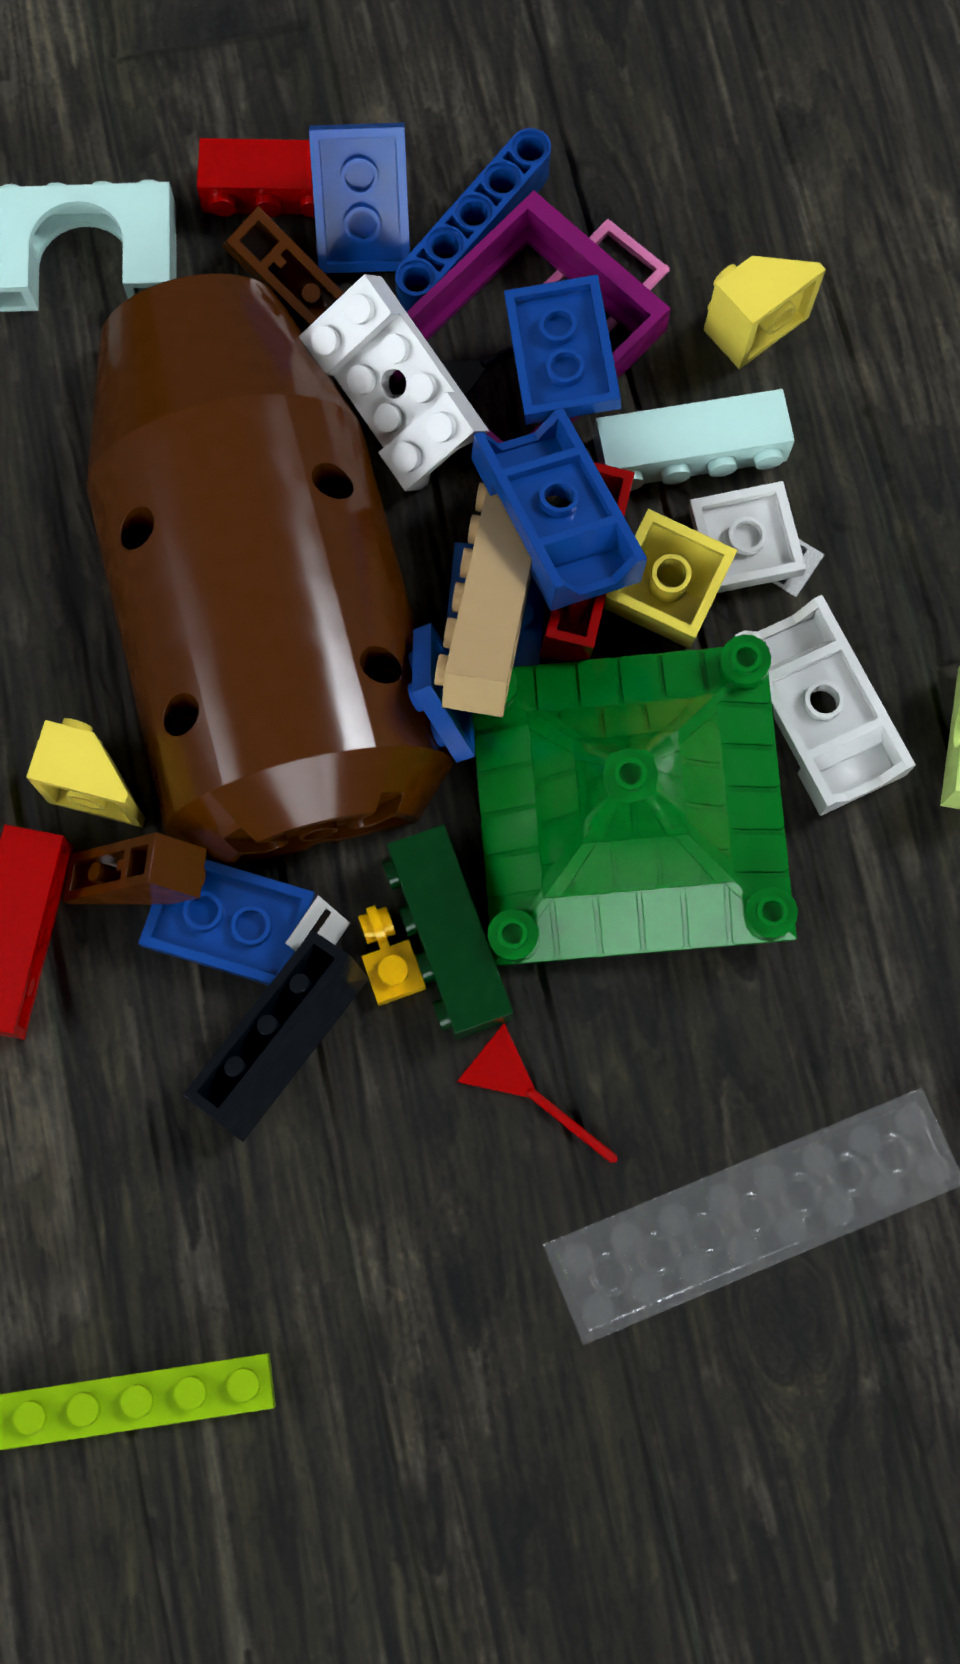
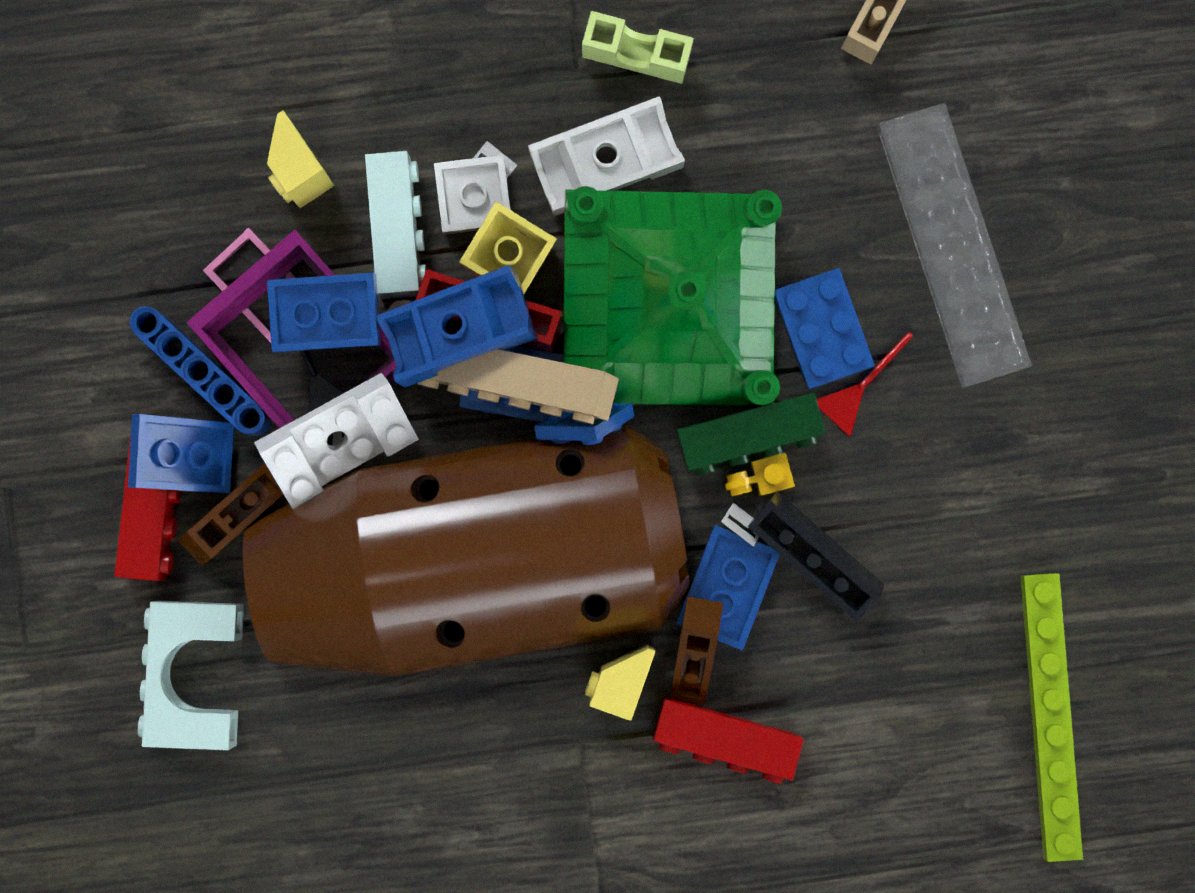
camera: 85 degrees left, 10 degrees up
(610, 1030) = (823, 328): none -> blue plate

